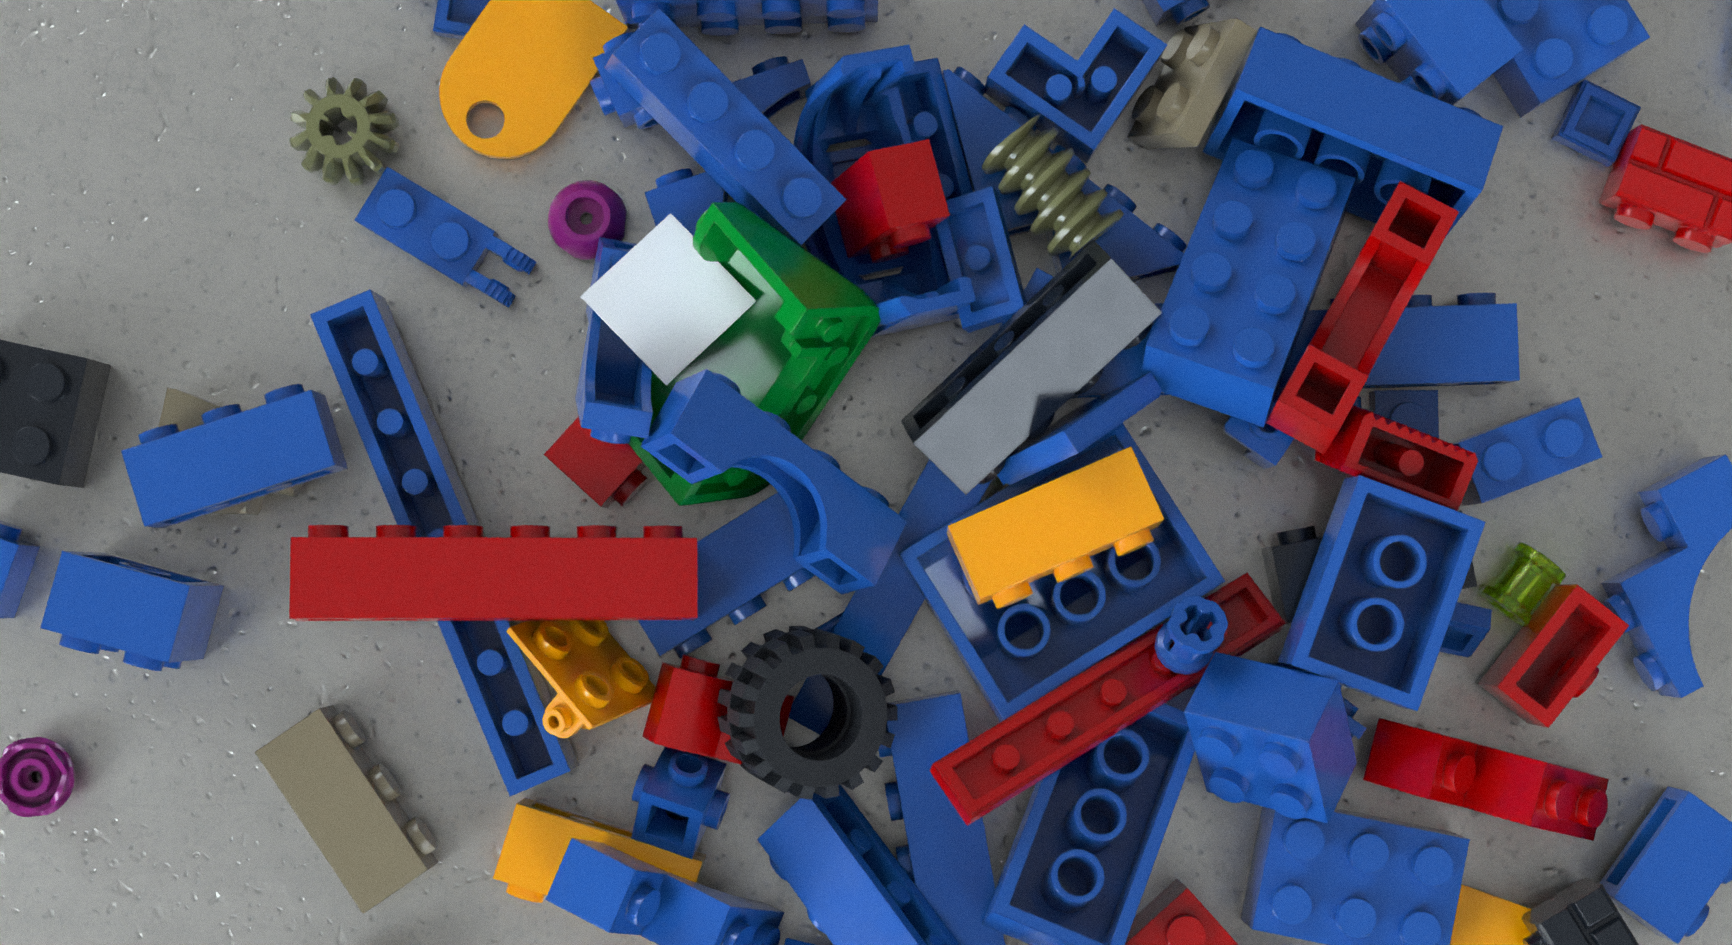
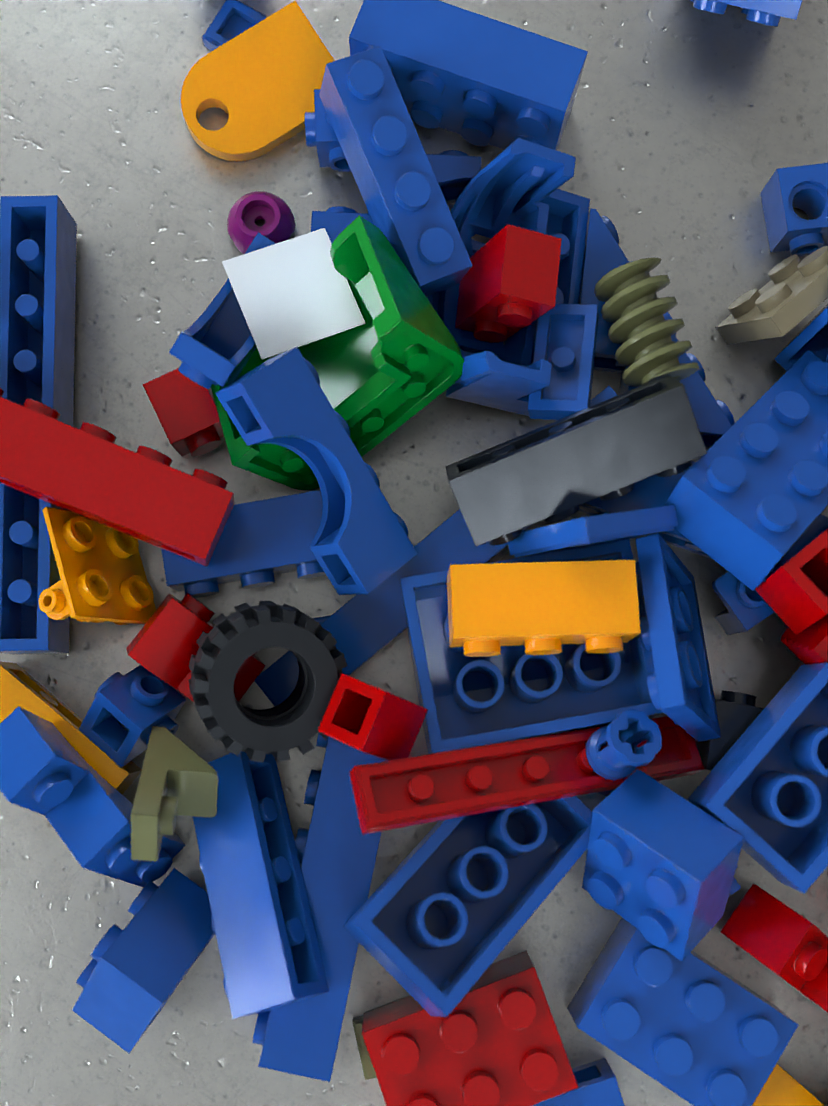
camera: 20 degrees right, 5 degrees down
(326, 113) = (98, 82): olive gear -> none
(438, 234) = (139, 191): blue hinge -> none
(758, 854) = (169, 785): none -> olive slope
(930, 710) = (372, 719): none -> red brick
(1075, 95) = (700, 268): blue brick -> none
(1205, 504) = (676, 638): none -> blue plate

